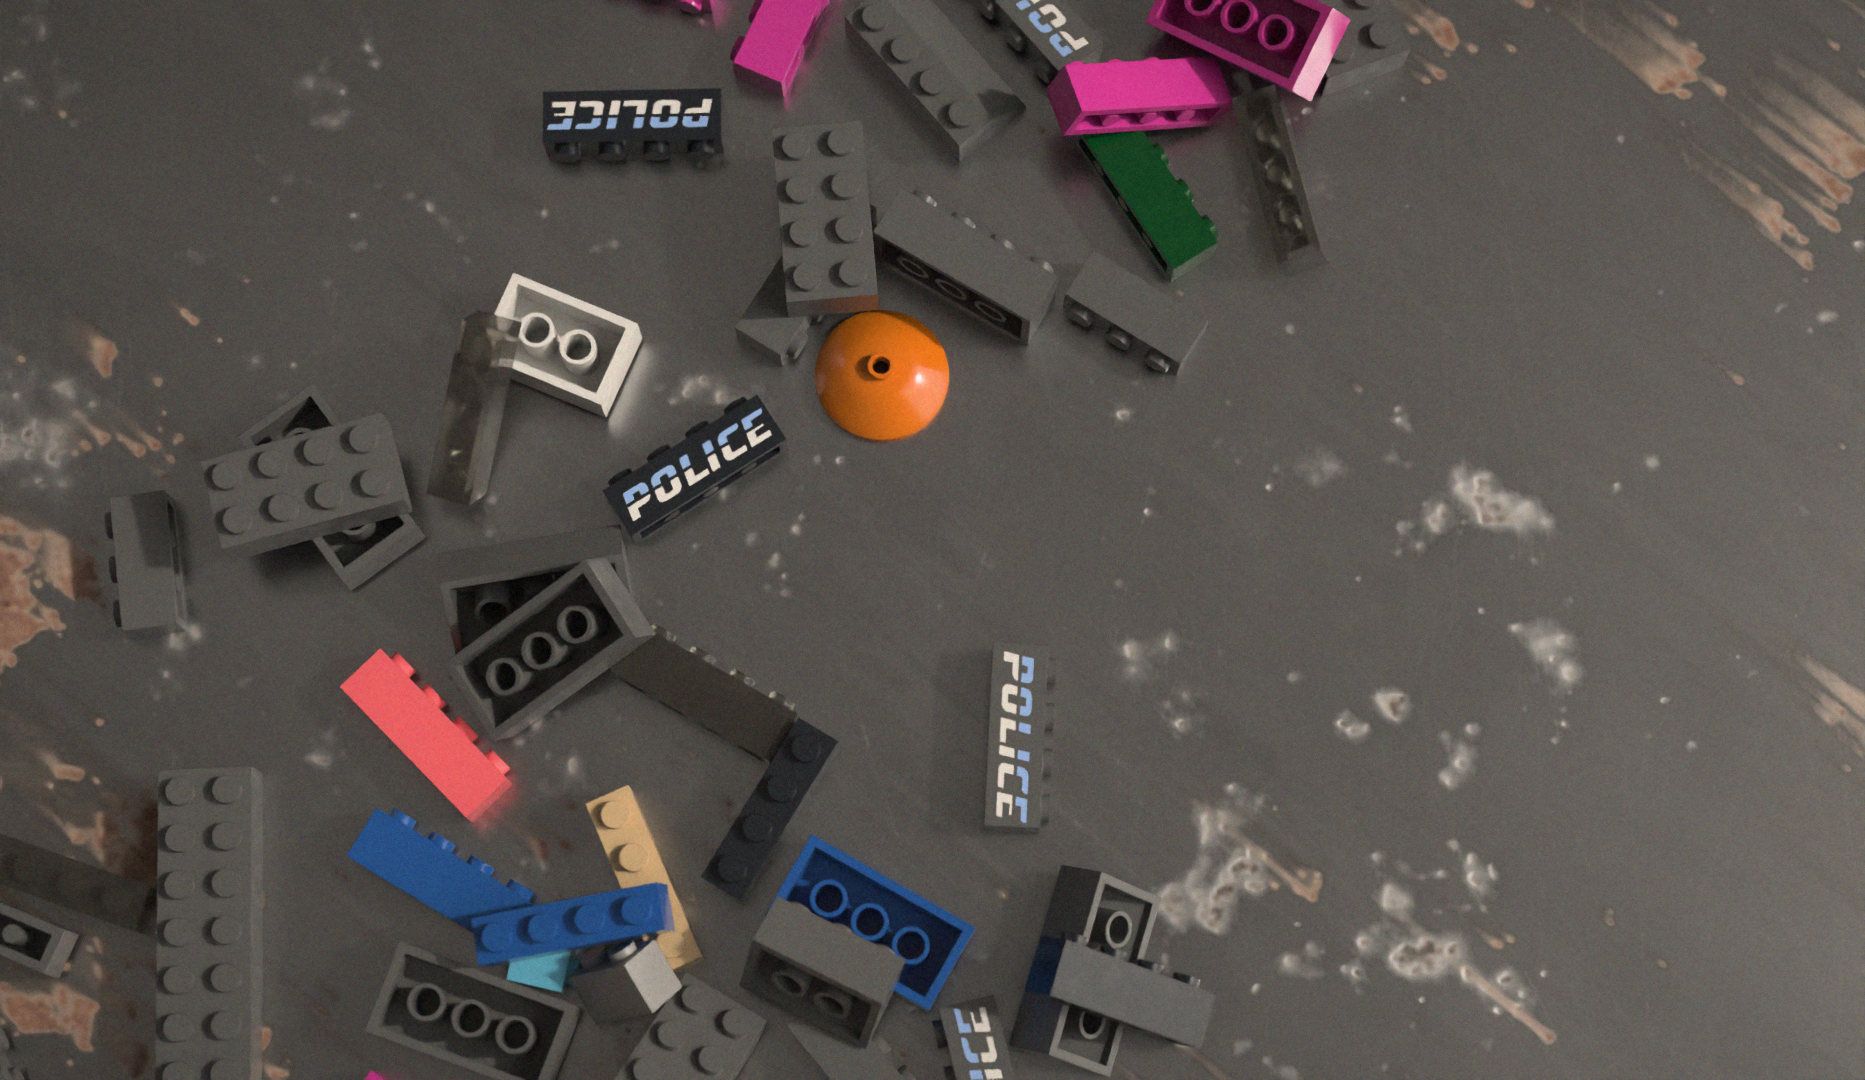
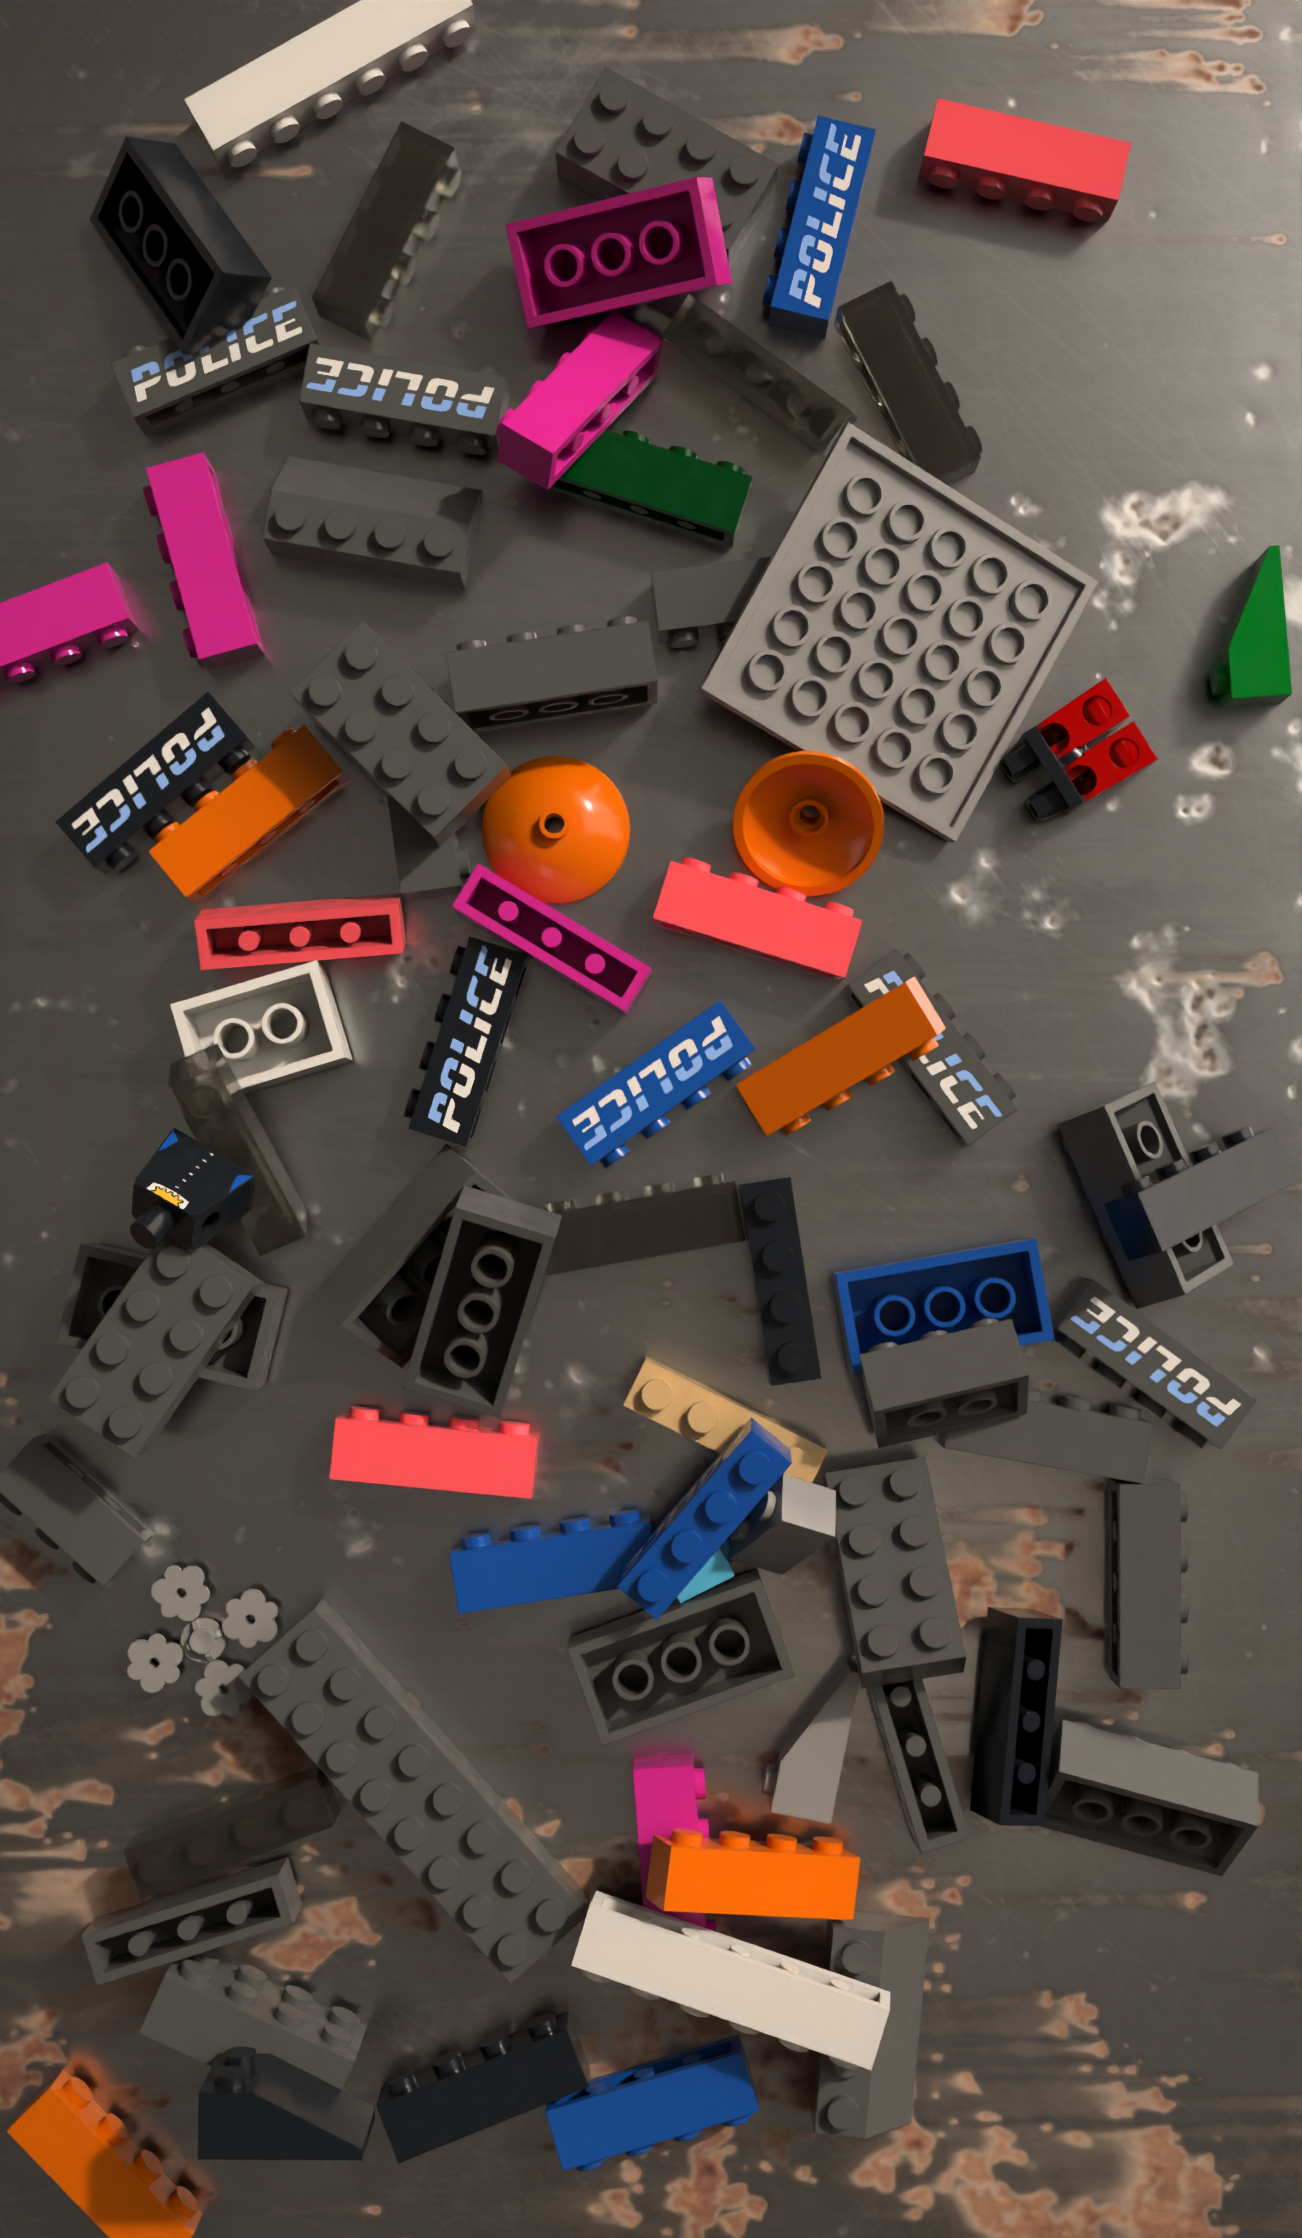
camera: 40 degrees left, 10 degrees up
(154, 730) = (202, 1640): none -> light grey plant
(413, 402) = (188, 1194): none -> black torso
(645, 298) = (300, 931): none -> coral brick
(678, 192) = (247, 814): none -> orange brick
(800, 605) = (656, 1084): none -> blue brick
(813, 444) = (552, 939): none -> dark pink brick
(944, 687) = (842, 1056): none -> orange brick
(968, 548) = (757, 920): none -> coral brick
(1034, 514) = (802, 851): none -> orange dish
(1231, 431) = (899, 632): none -> light grey plate
(1296, 617) = (1065, 764): none -> red hips
(1380, 272) = (906, 385): none -> clear smoke brick
(1409, 115) = (820, 227): none -> blue brick
(1481, 646) = (1255, 652): none -> green slope
(1591, 182) = (1024, 160): none -> coral brick

